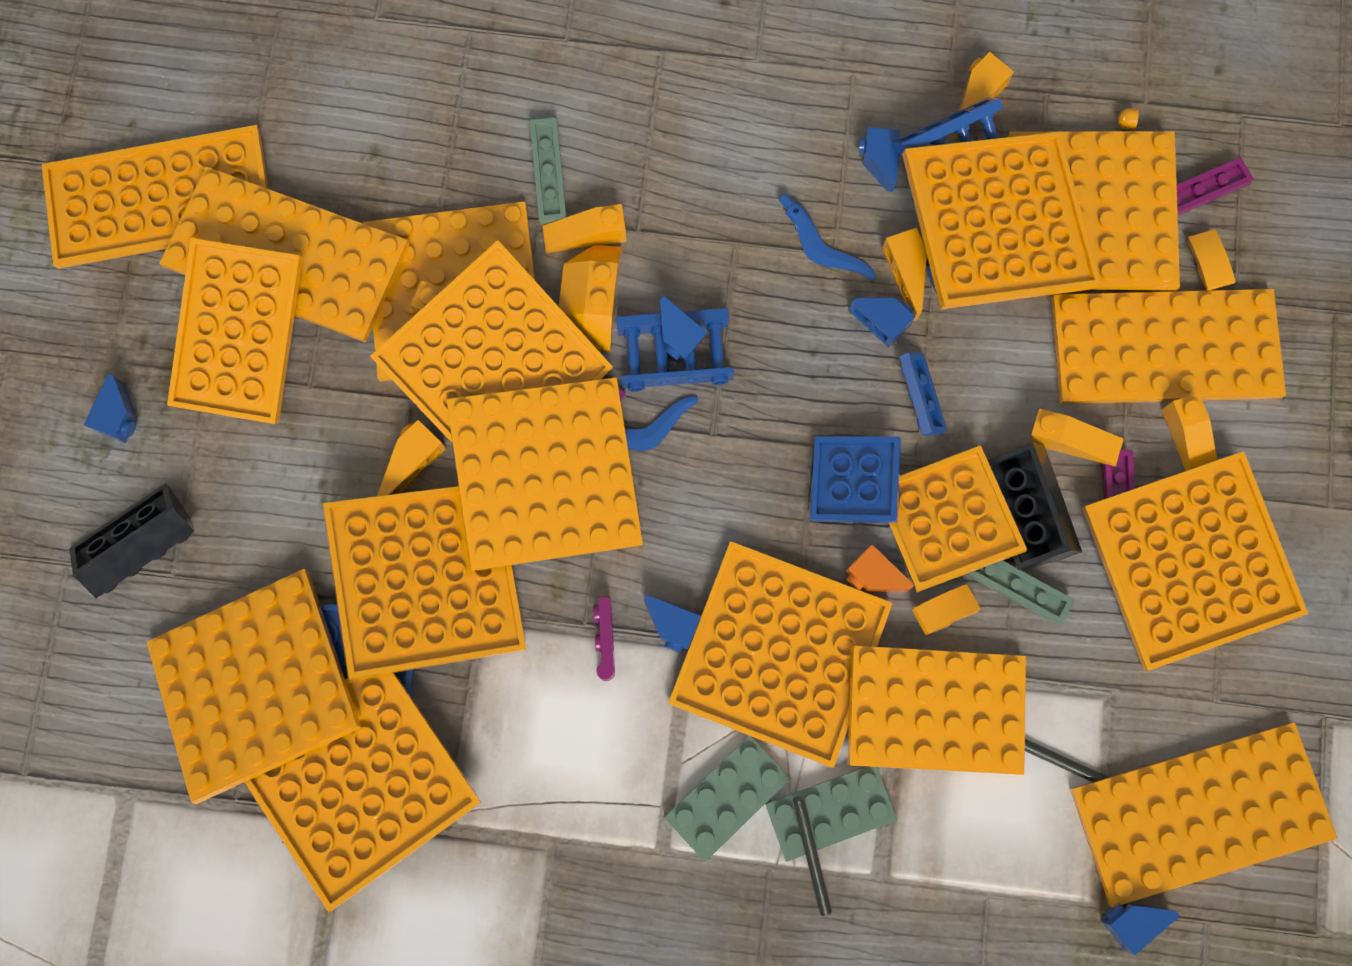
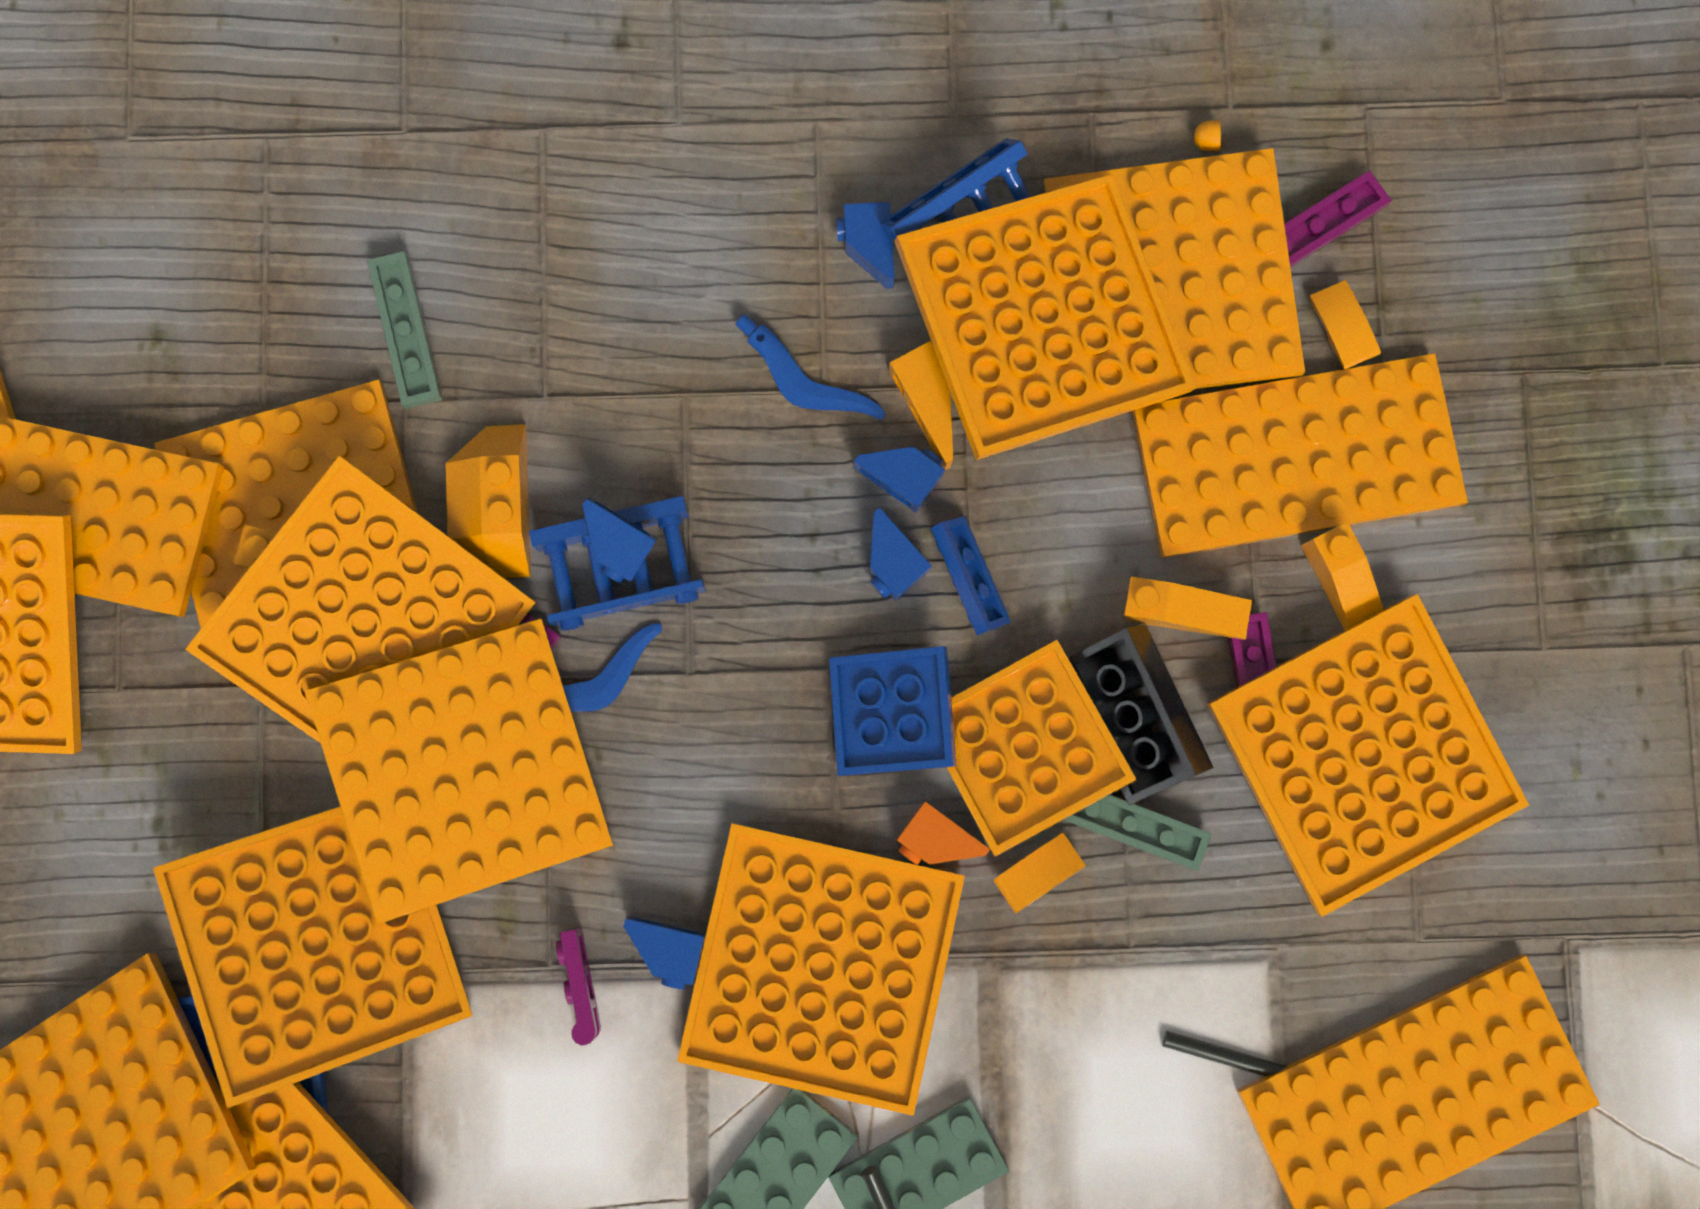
camera: 10 degrees left, 5 degrees up
(410, 457) = (270, 774): light orange slope -> none
(594, 226) = (471, 408): light orange slope -> none
(870, 374) = (894, 559): none -> blue slope
(937, 710) = (1043, 1014): light orange plate -> none
(986, 80) = (1001, 110): light orange slope -> none

